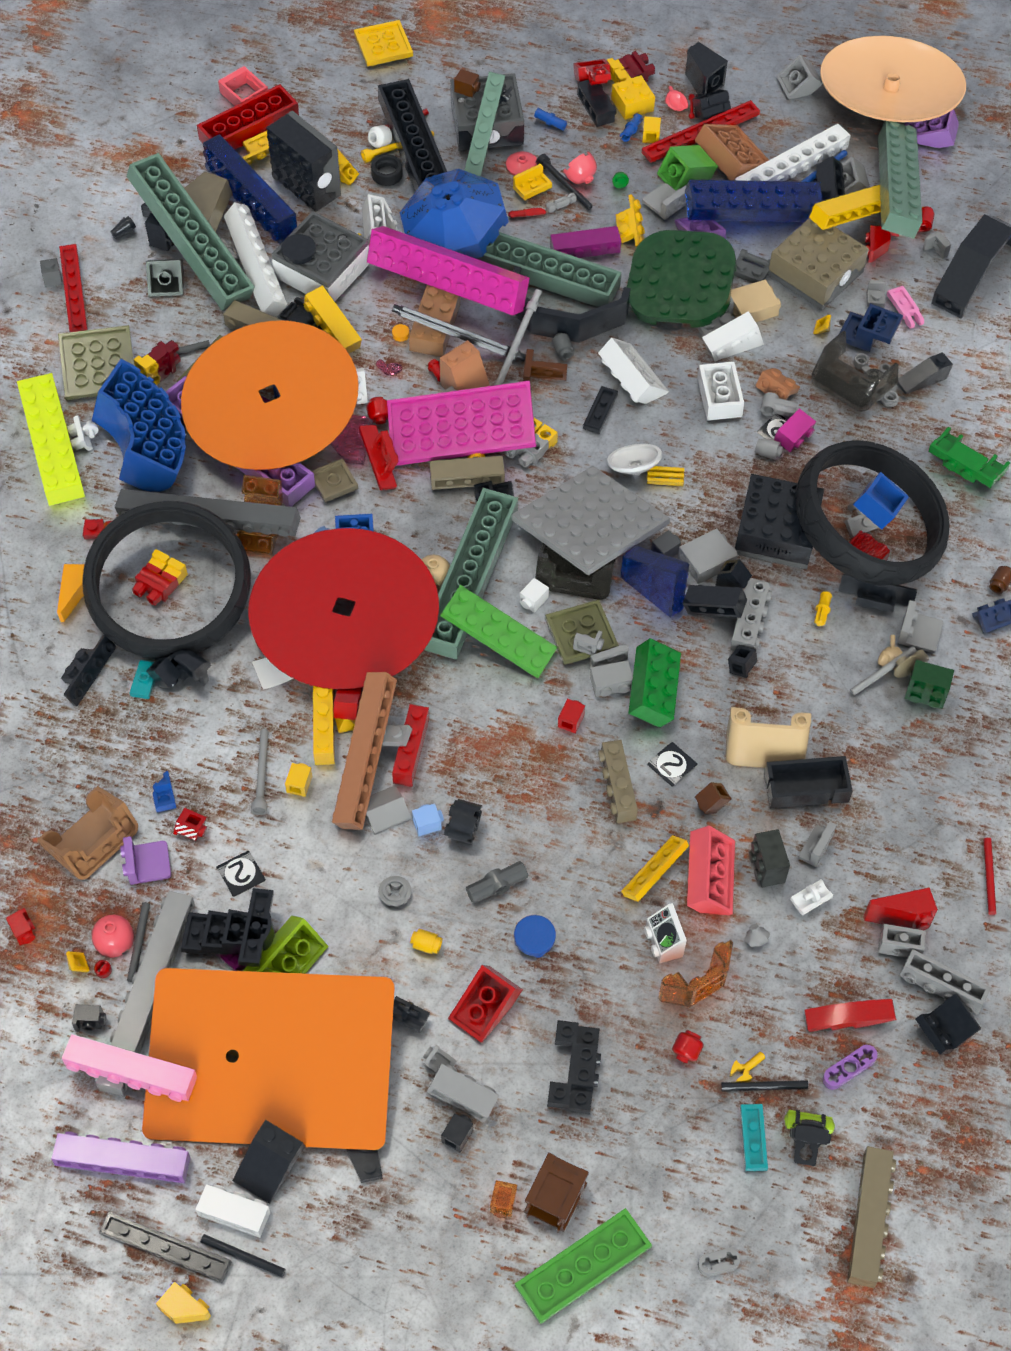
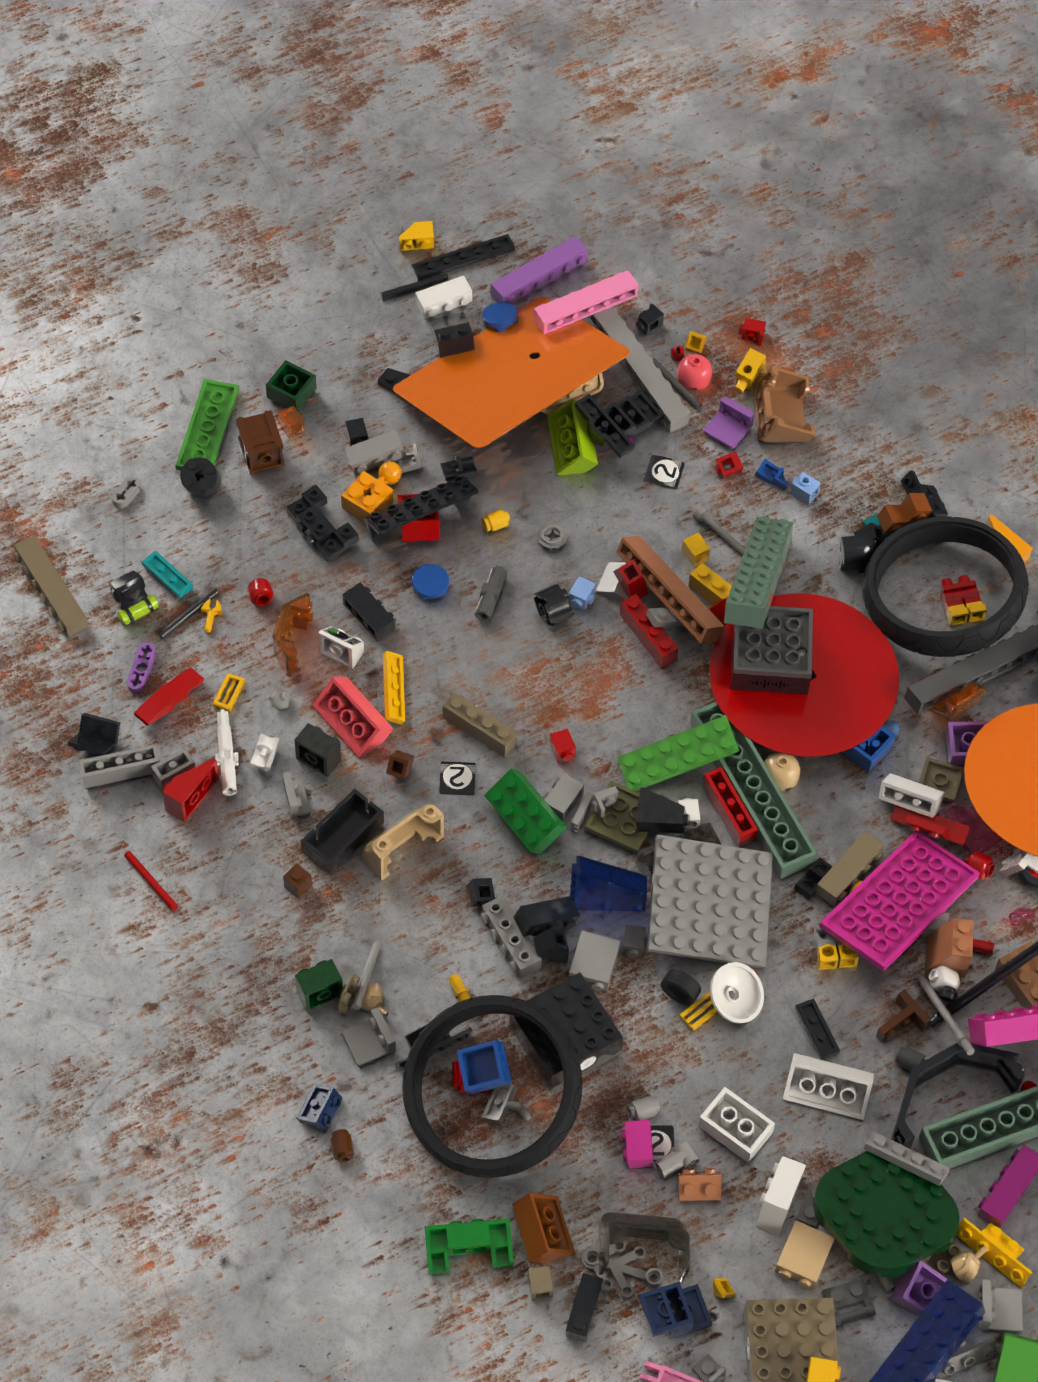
camera: 135 degrees right, 0 degrees up
(75, 887) = (750, 371): none -> yellow torso
(118, 663) = (912, 509): none -> dark orange brick
(156, 756) = (805, 488): none -> light blue brick
(207, 1140) = (500, 315): none -> blue tile
(296, 680) = (758, 572): none -> sand green brick
(356, 622) = (774, 656): none -> dark grey piece
(370, 478) = (911, 795): none -> white brick
(381, 789) = (631, 579): none -> red slope
(470, 1233) = (291, 385): none -> dark green brick
(482, 993) = (419, 506): none -> black bracket
(491, 364) = (944, 976): none -> white head
(500, 350) = (948, 993): none -> black plate
(501, 1048) = (371, 494): none -> light orange brick
(502, 570) = (730, 807): none -> red brick
(561, 599) = (660, 814): none -> black slope
(611, 950) = (369, 611): none -> black brick
(638, 293) = (906, 1158): none -> light grey plate
(644, 1202) = (205, 486): none -> black brick
(658, 226) = (966, 1264): none -> tan piece
(668, 489) = (681, 987): none -> black tyre
(782, 995) = (216, 703): none -> yellow tile
(847, 919) = (226, 758): none -> white piece
(875, 777) = (297, 880): none -> reddish brown brick
(910, 431) = (543, 1228): none -> dark orange slope
(939, 408) = (540, 1282): none -> dark tan brick

